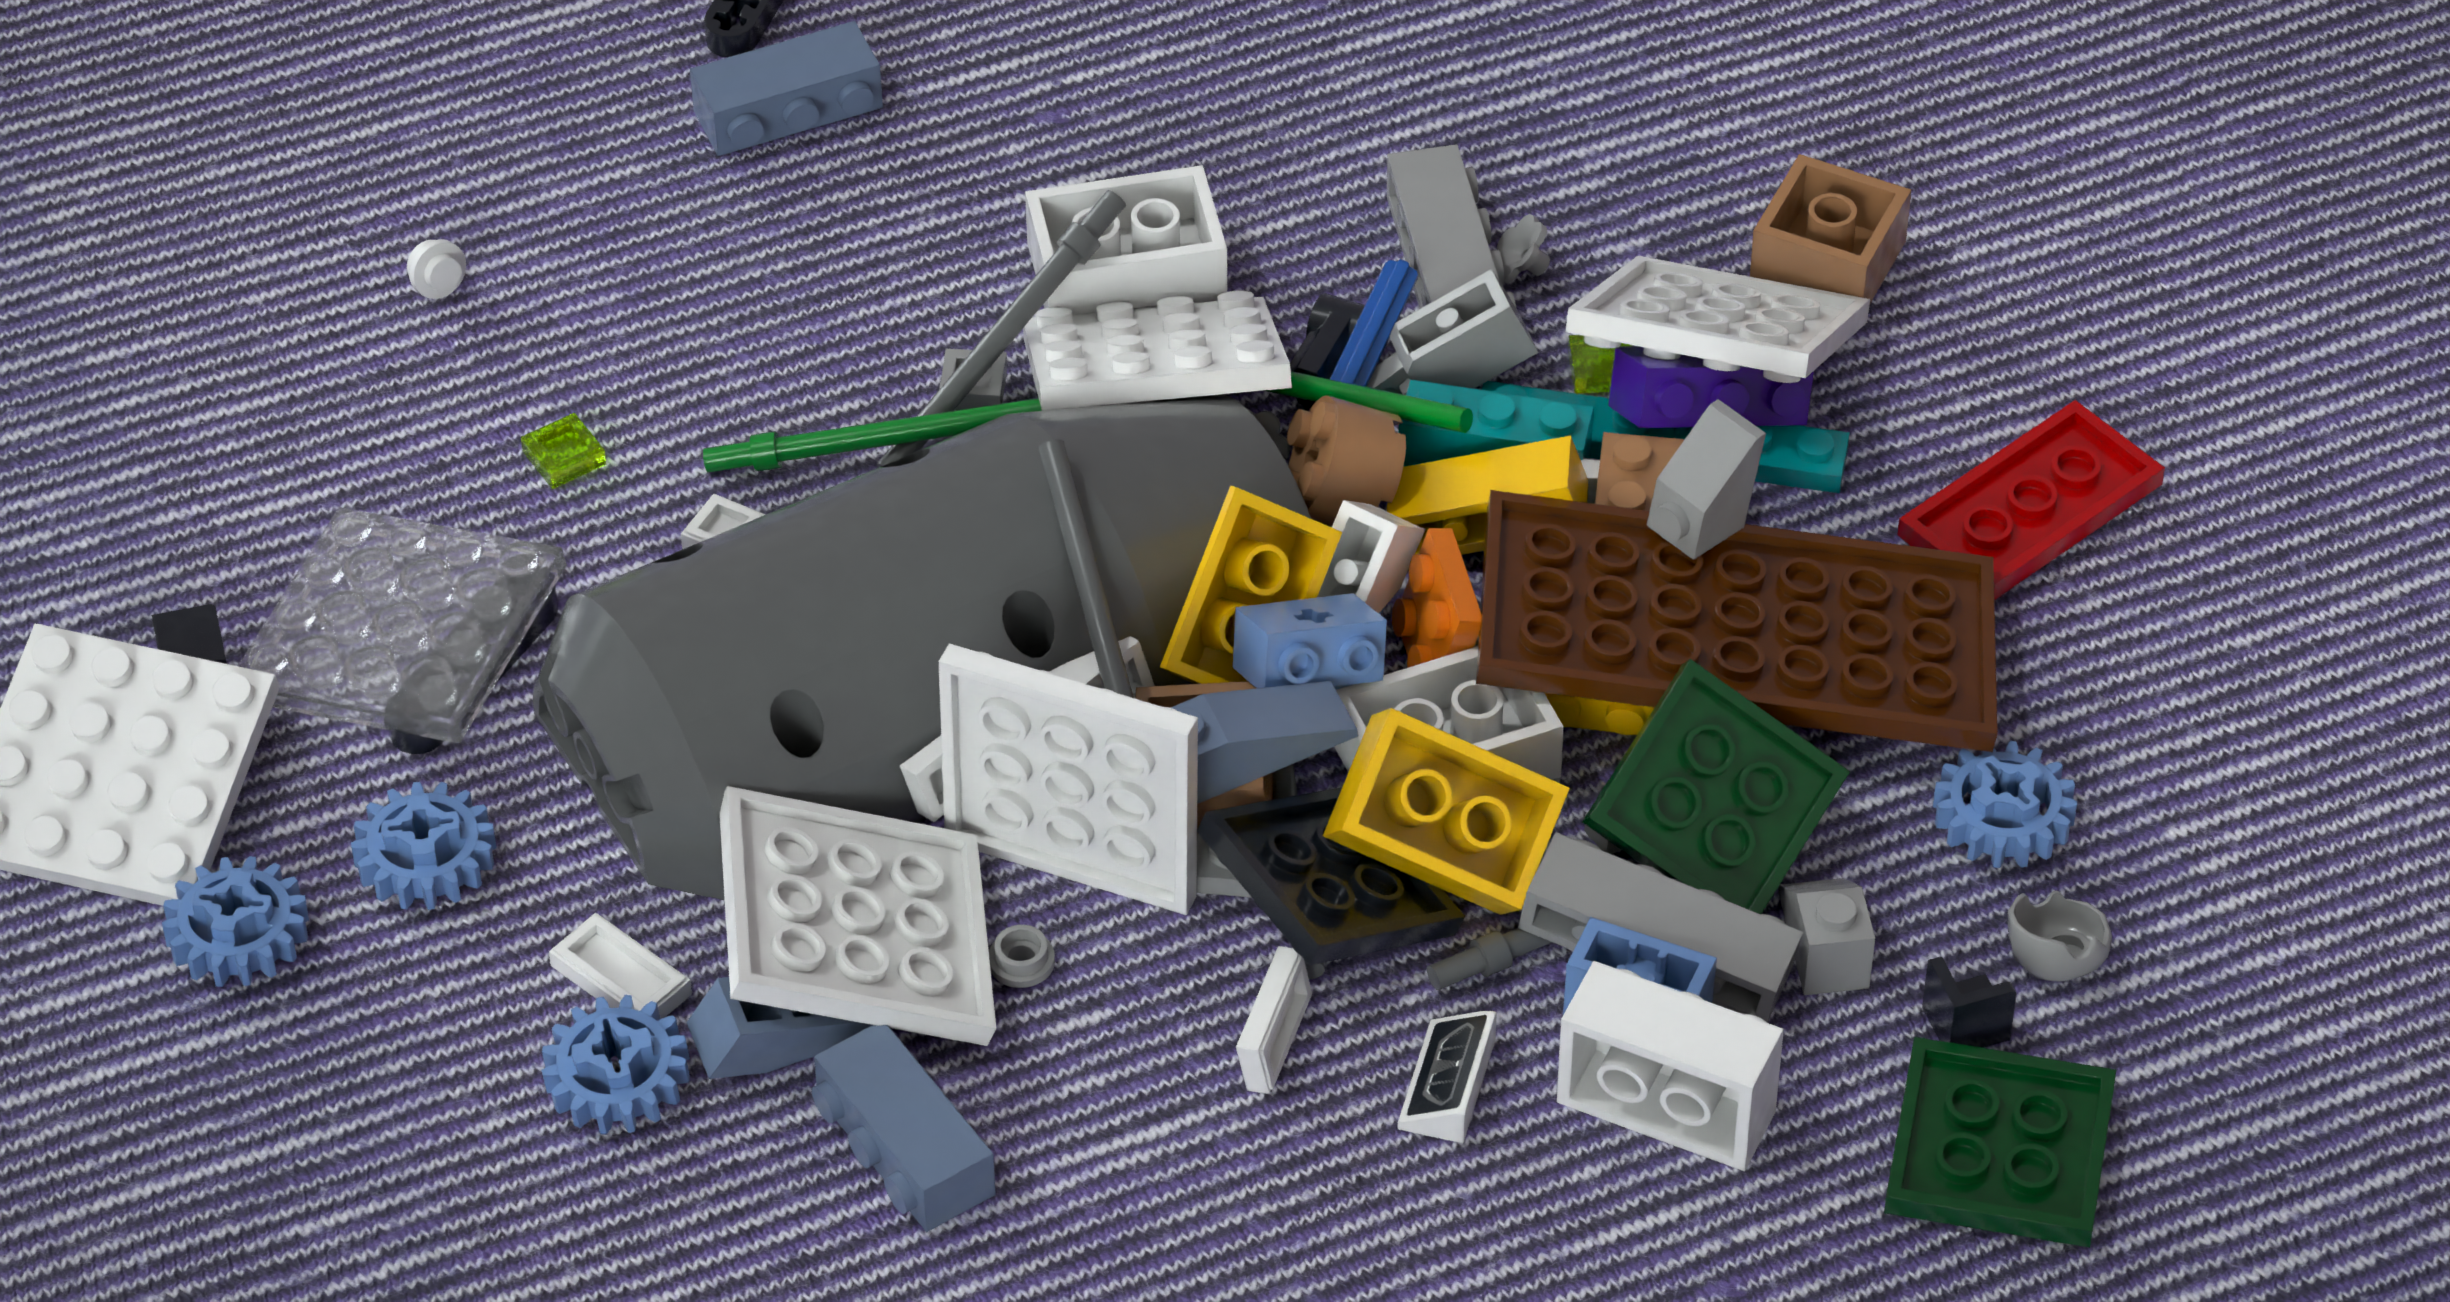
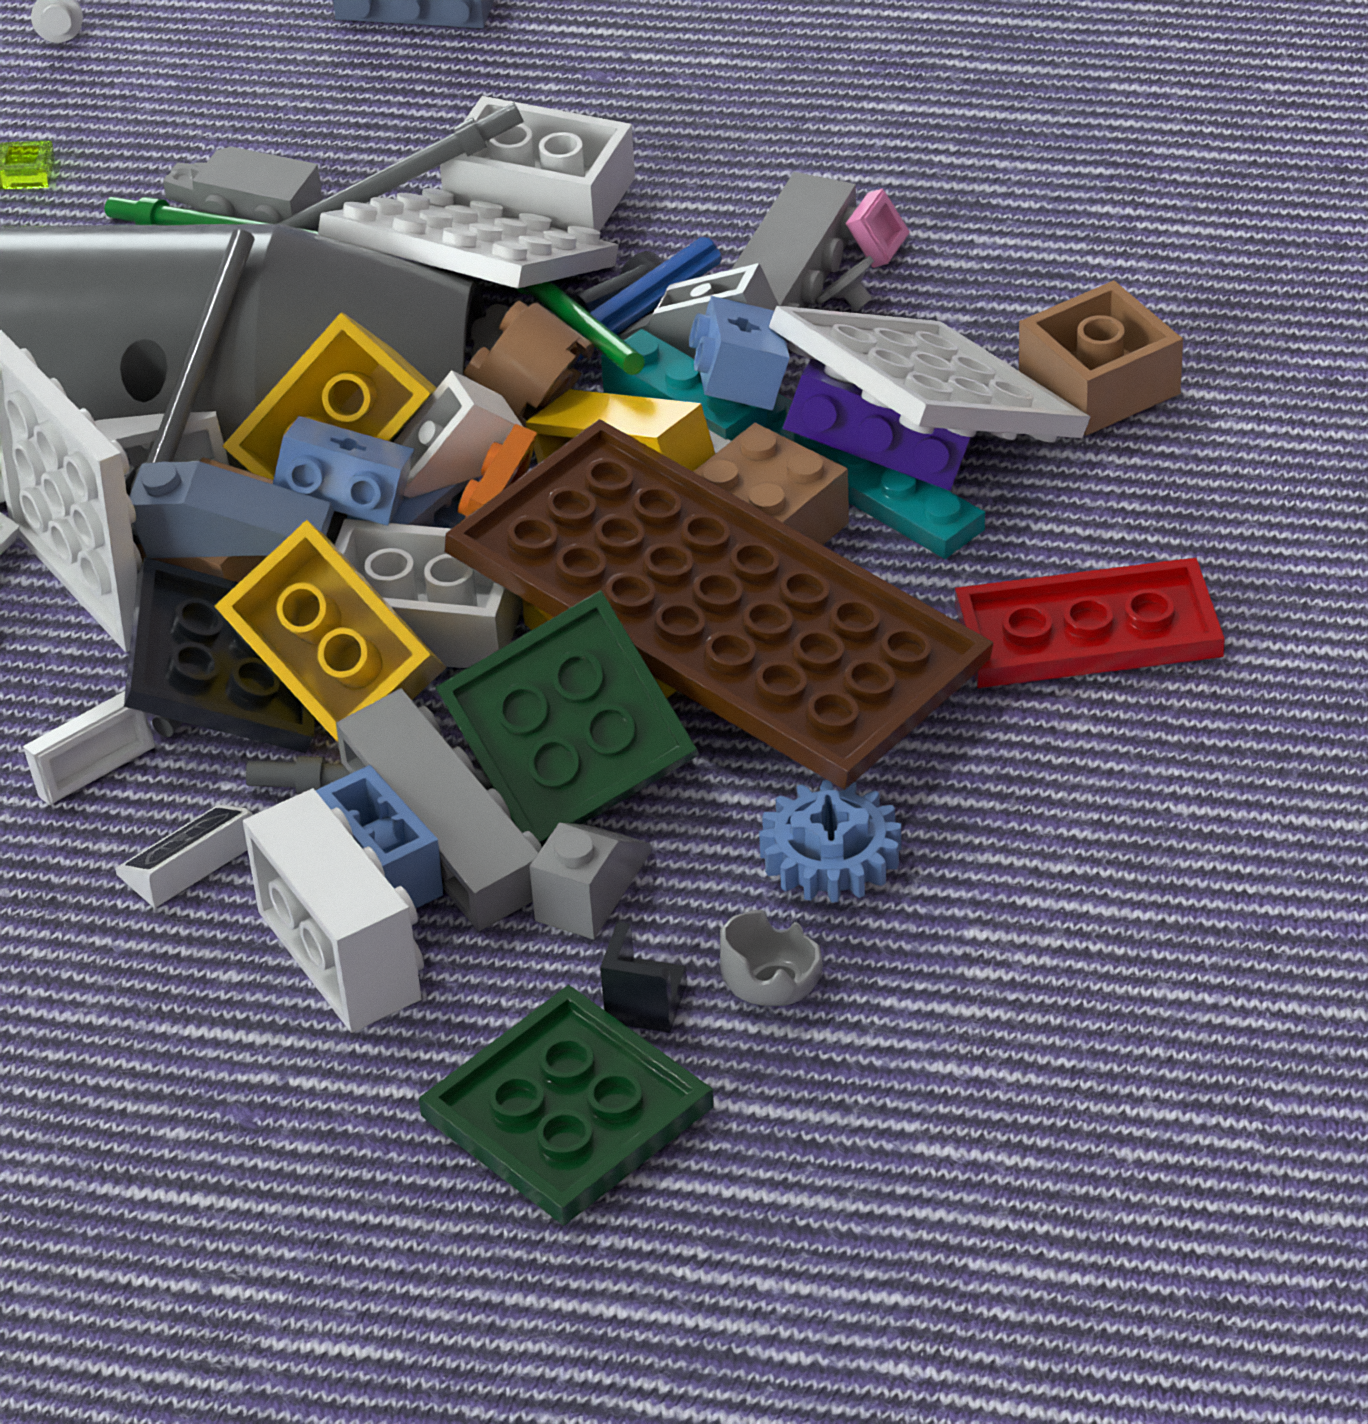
camera: 35 degrees right, 5 degrees down
(845, 385) = (246, 185): none -> light grey hinge
(1499, 180) = (877, 227): none -> bright pink tile
(1547, 368) = (739, 353): none -> medium blue brick
(1708, 482) = (755, 473): light grey slope -> none

